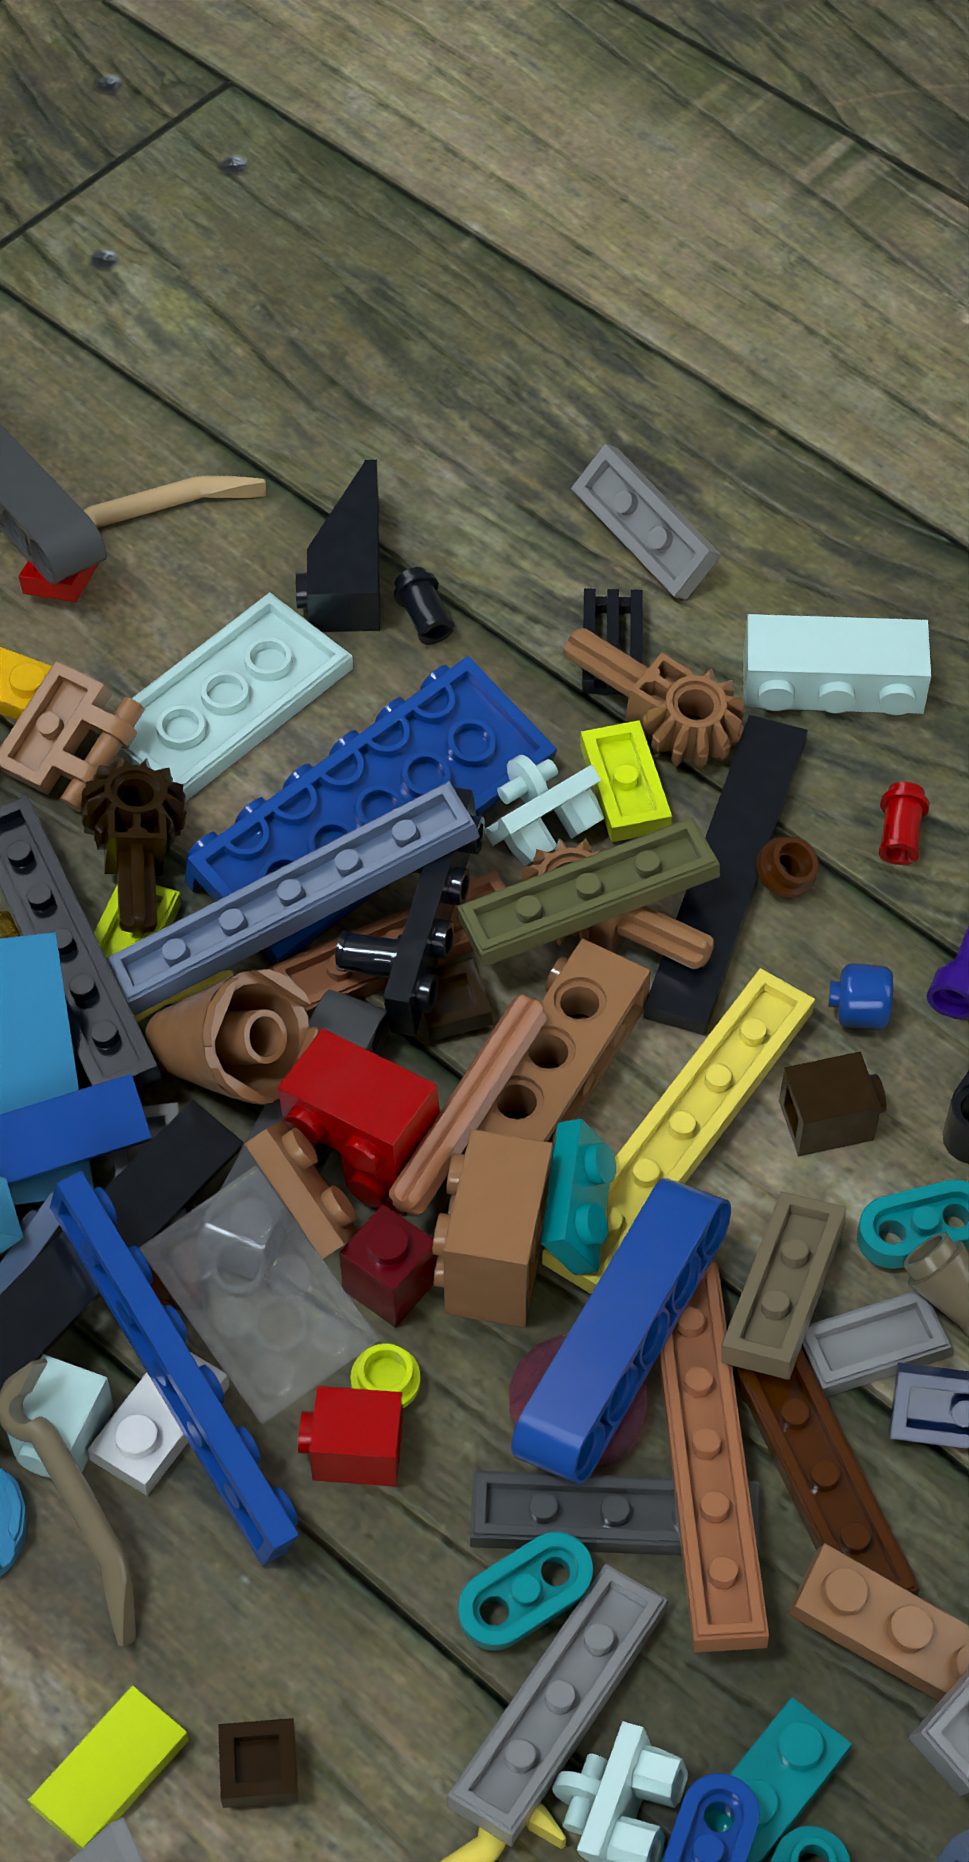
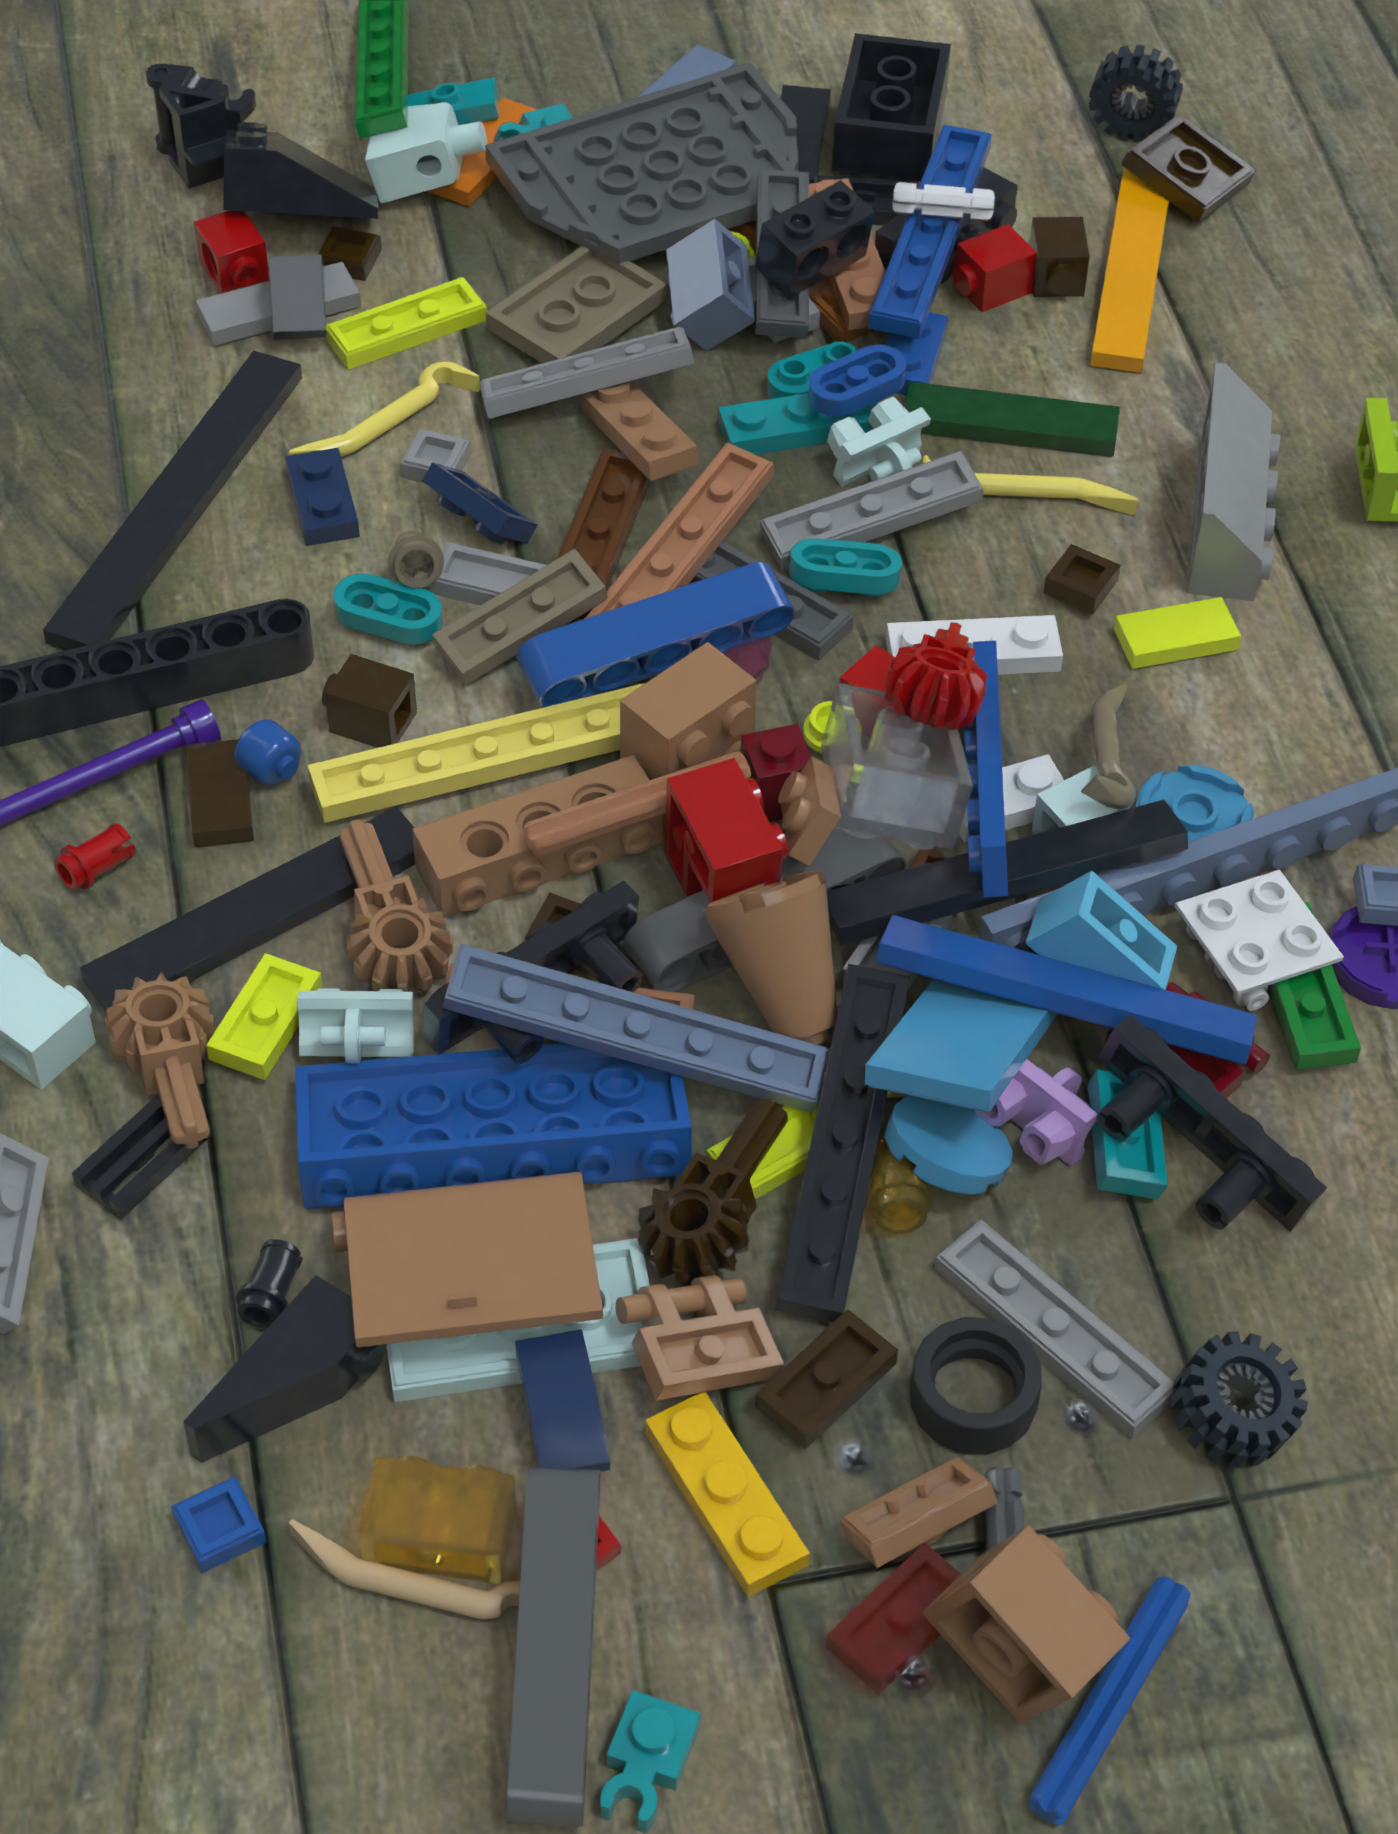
camera: 145 degrees left, 5 degrees down
(137, 638) = (562, 1402): none -> dark blue slope
(161, 528) = (438, 1518): none -> clear yellow brick
(281, 676) = (469, 1259): none -> medium nougat door
(286, 1424) = (937, 680): none -> red gear
(315, 464) = (218, 1524): none -> blue tile
(318, 1595) = (1022, 643): none -> white plate
(578, 1197) = (596, 720): teal plate -> none
(588, 891) = (404, 895): olive tile -> none
(796, 857) = (215, 873): reddish brown plate -> none
(859, 935) = (218, 794): none -> dark brown tile

